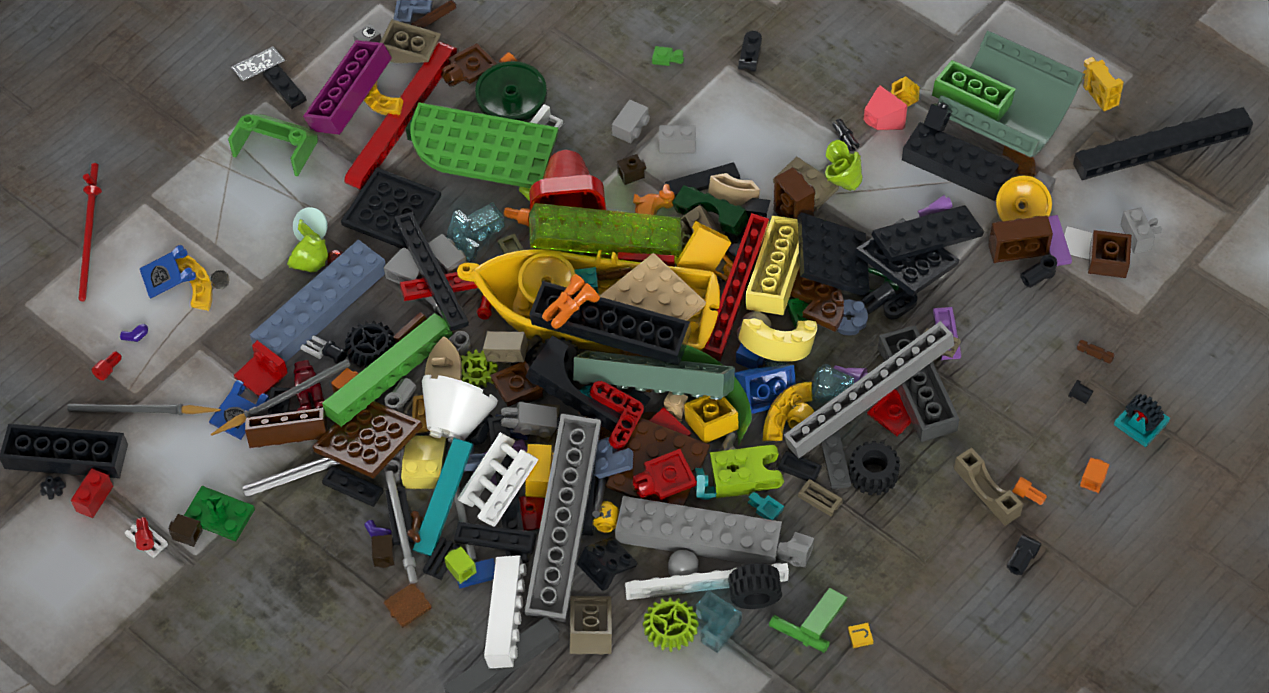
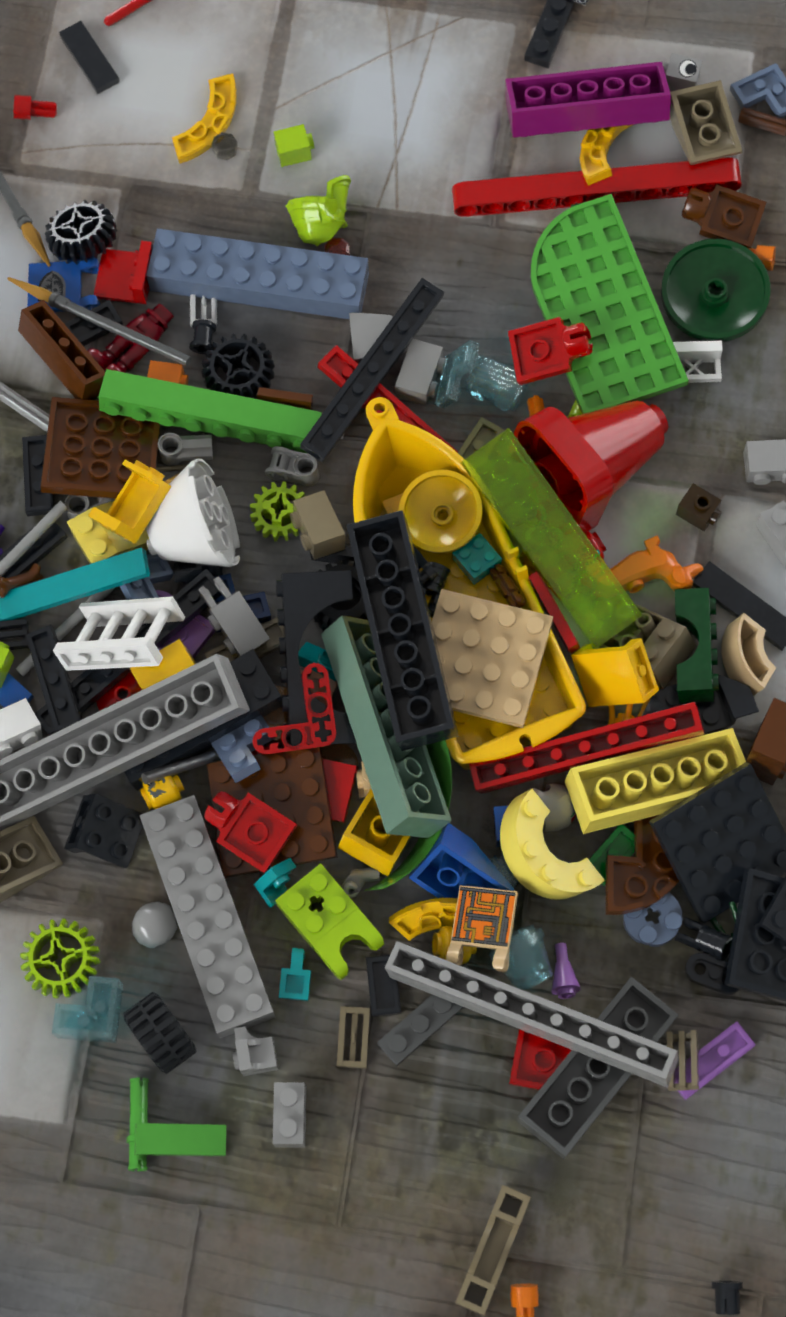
camera: 60 degrees right, 15 degrees up
(97, 320) = (89, 57): none -> black tile
(136, 334) = (93, 109): dark purple arm -> none
(165, 273) = (192, 81): blue flag -> none
(215, 378) = (81, 232): none -> black gear
(250, 244) = (293, 145): none -> lime brick
(297, 135) = (475, 99): bright green windscreen -> none
(314, 219) = (363, 192): light aqua piece -> none
(383, 199) = (457, 256): black plate -> none
(423, 425) = (134, 503): none -> yellow panel
(444, 361) = (253, 472): tan shield -> none
(488, 180) = (547, 349): none -> red plate
(514, 385) = (276, 558): reddish brown plate -> none
(565, 305) = (379, 559): orange piece -> none
(687, 583) = (153, 975): white plate -> none
(801, 386) = (484, 921): none -> flag
(845, 549) = (289, 1114): none -> light grey brick
(860, 635) = (182, 1202): yellow tile -> none
(874, 454) = (426, 1057): black tyre -> none

